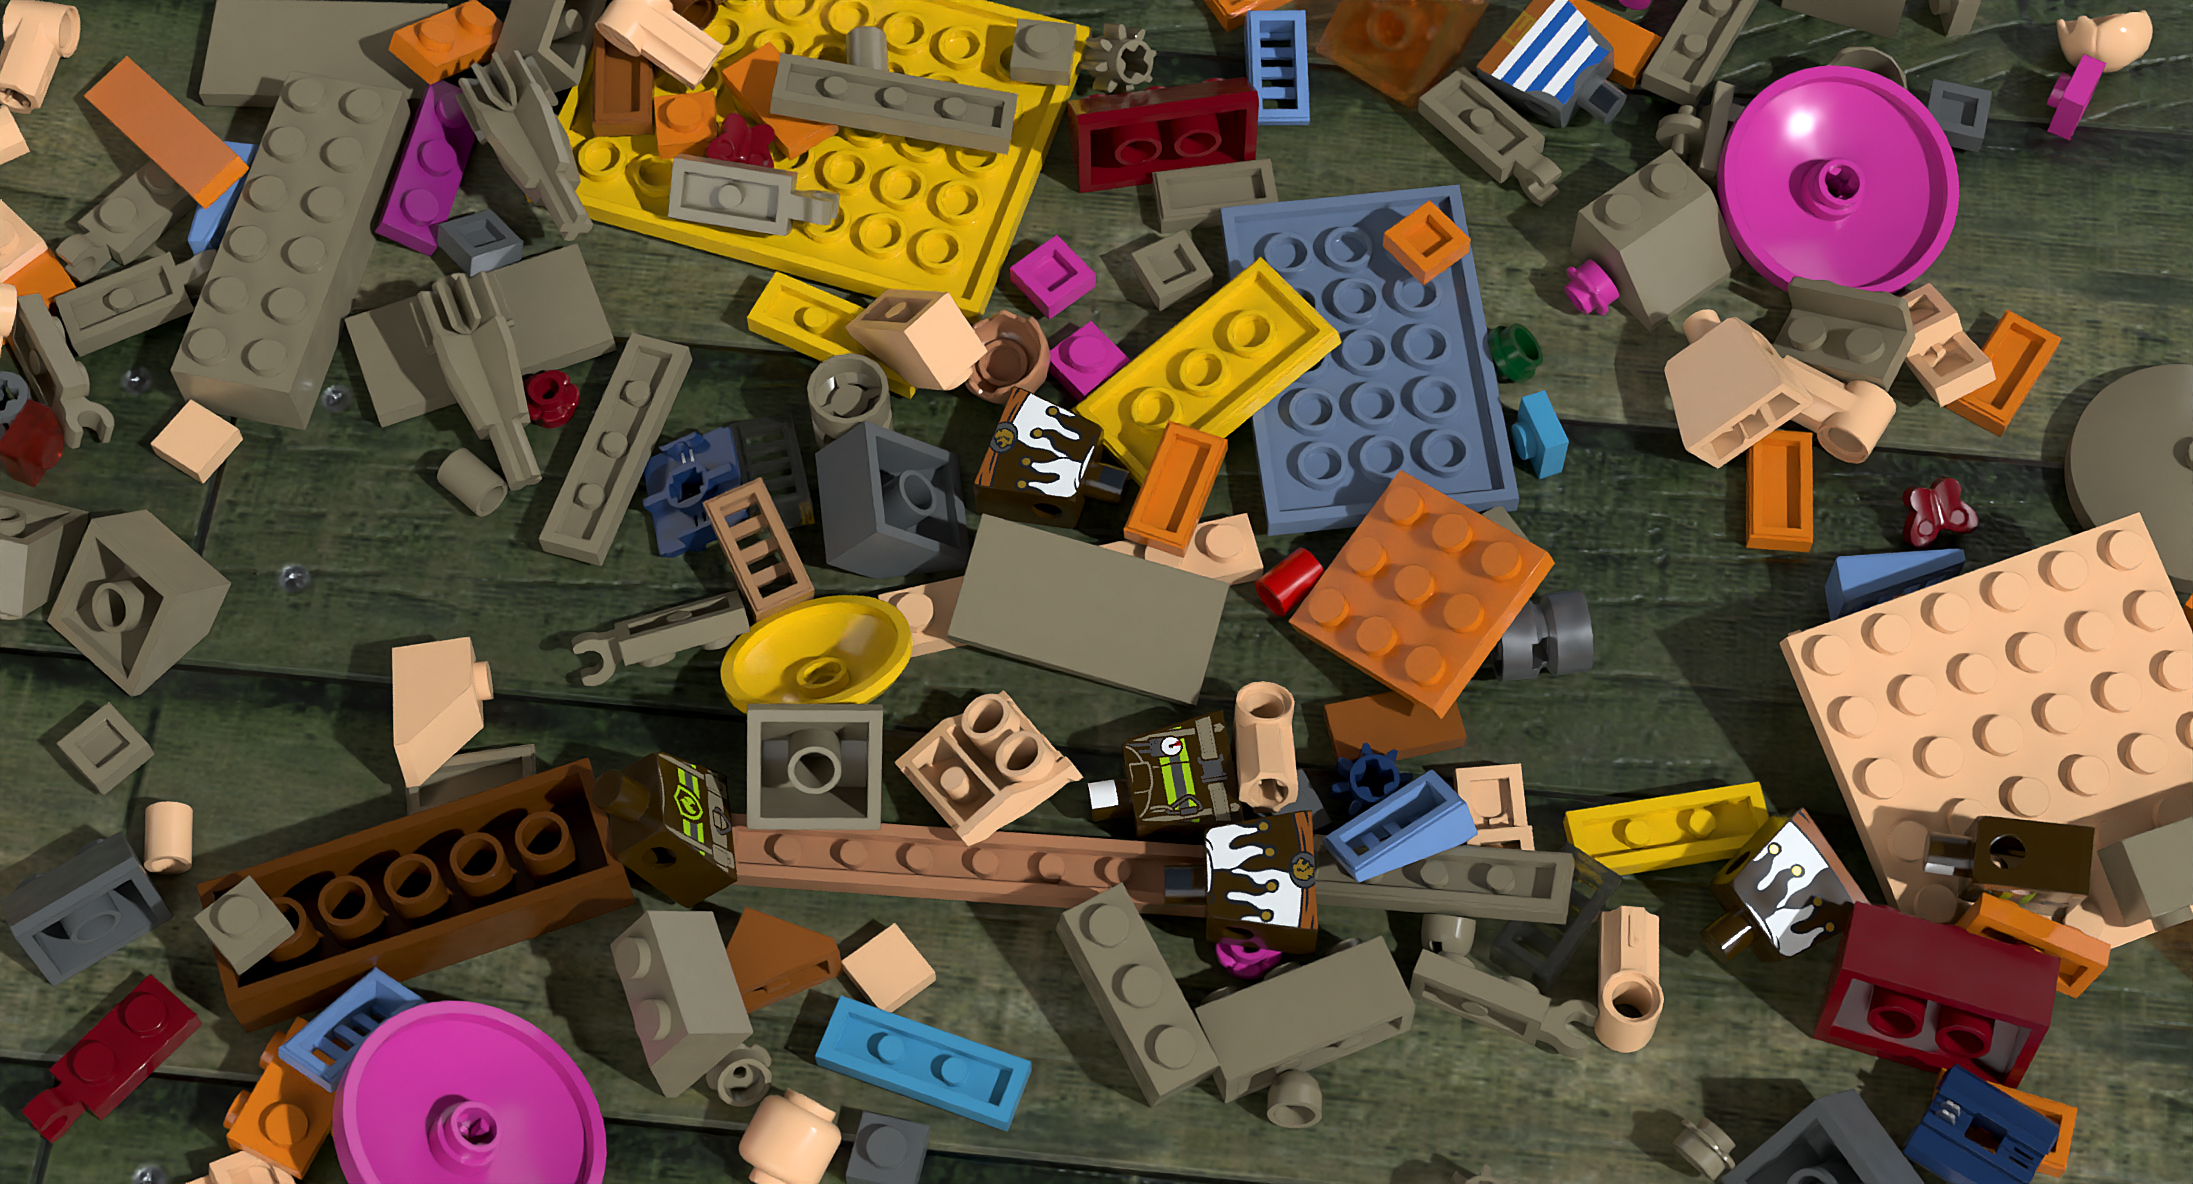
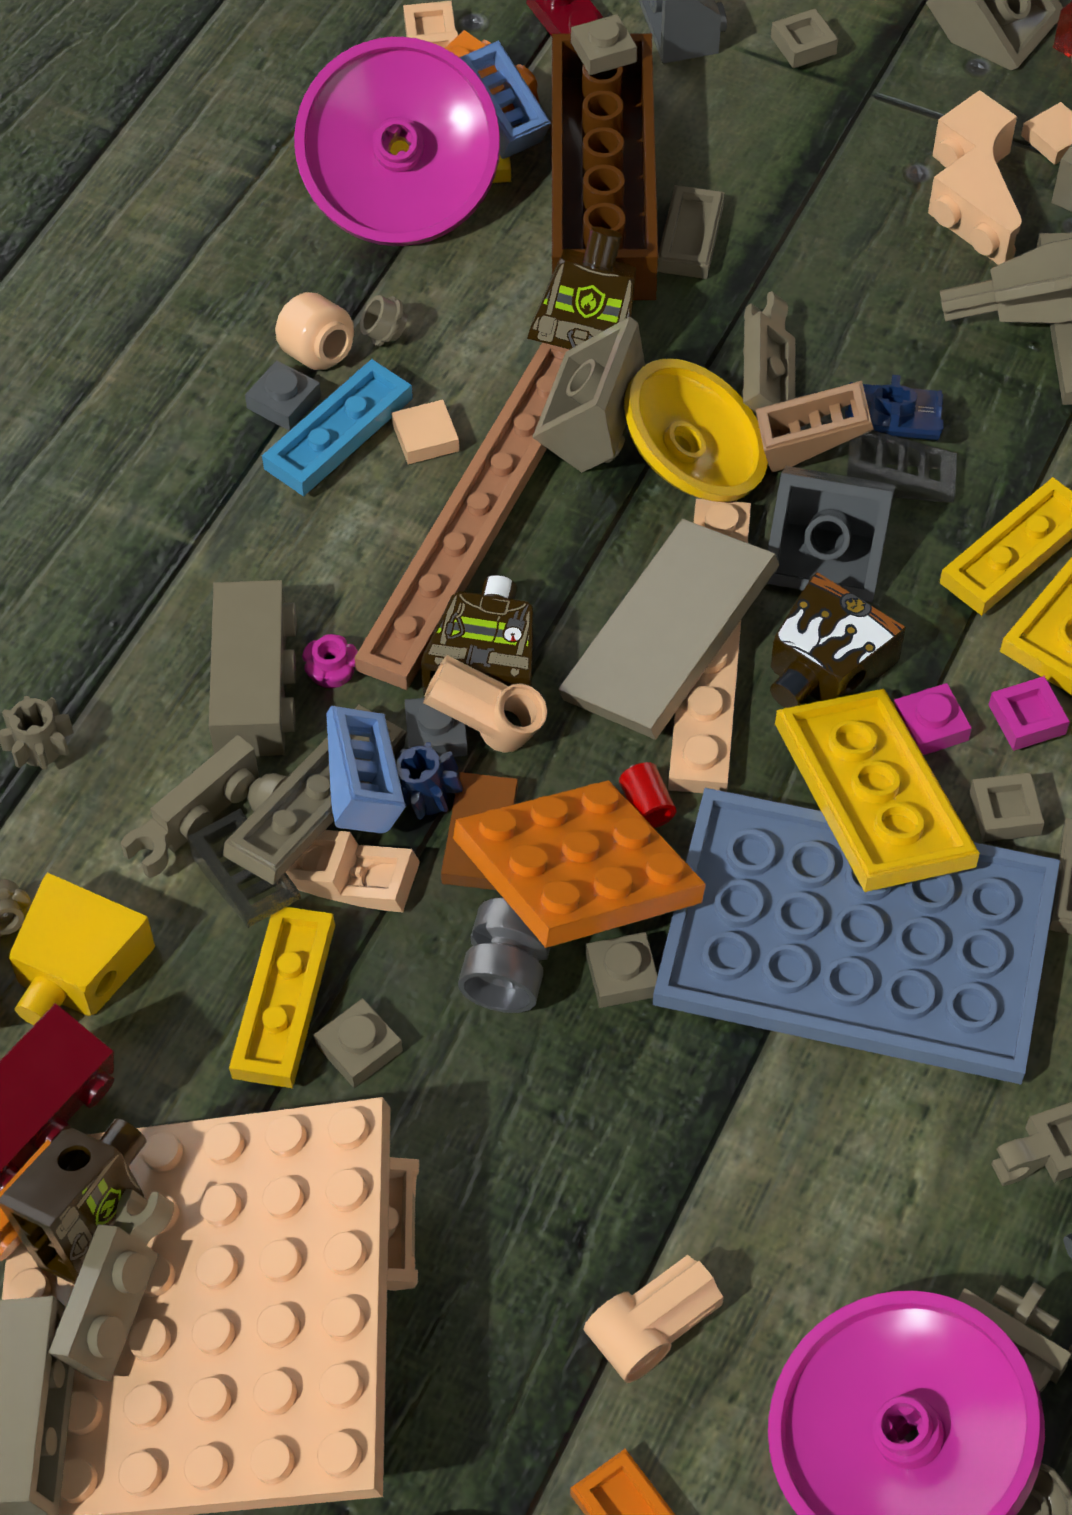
camera: 110 degrees right, 5 degrees down
(136, 598) = (925, 72): dark tan slope -> none
(168, 838) = (718, 60): light nougat hinge -> none
(336, 493) = (970, 190): none -> light nougat arch
(436, 703) = (755, 203): light nougat slope -> none
(472, 482) = (956, 273): dark tan hinge -> none
(555, 410) = (1023, 344): dark red plate -> none
(615, 449) = (957, 370): dark tan plate -> none
(680, 994) = (441, 260): dark tan slope -> none
(778, 958) = (466, 352): dark orange slope -> none
(846, 393) = (929, 518): dark tan wheel -> none
(919, 337) = (975, 567): light nougat slope -> none
(986, 767) = (557, 528): light nougat slope -> none
(1015, 357) = (948, 646): nougat hair -> none
(1137, 995) = (318, 547): dark tan brick -> none
(1175, 489) = (759, 717): orange tile -> none
(1254, 884) = (360, 649): torso -> none
(1294, 1100) = (191, 647): dark tan hinge -> none
(1426, 242) = (952, 1000): orange plate -> none
(1514, 352) = (823, 1072): dark green plate -> none
(1540, 435) = (716, 1041): dark azure plate -> none
(1590, 288) = (870, 1157): dark pink plate -> none
(1628, 976) = (172, 907): light nougat piece -> none
(1658, 239) = (903, 1228): dark tan slope -> none
(1678, 751) = (358, 1043): none -> dark tan plate
(1721, 1048) = (75, 949): none -> yellow torso
(1729, 388) = (701, 1214): light nougat torso -> none
(1780, 492) = (586, 1243): orange tile -> none
(1781, 892) = (172, 1047): torso -> none
(1846, 331) = (720, 1358): dark tan bracket -> none
(1875, 578) = (443, 1267): medium blue slope -> none
(1936, 510) = (502, 1371): dark red piece -> none
(1942, 353) = (692, 1463): light nougat slope -> none
(2064, 801) = (111, 1286): none -> dark tan plate

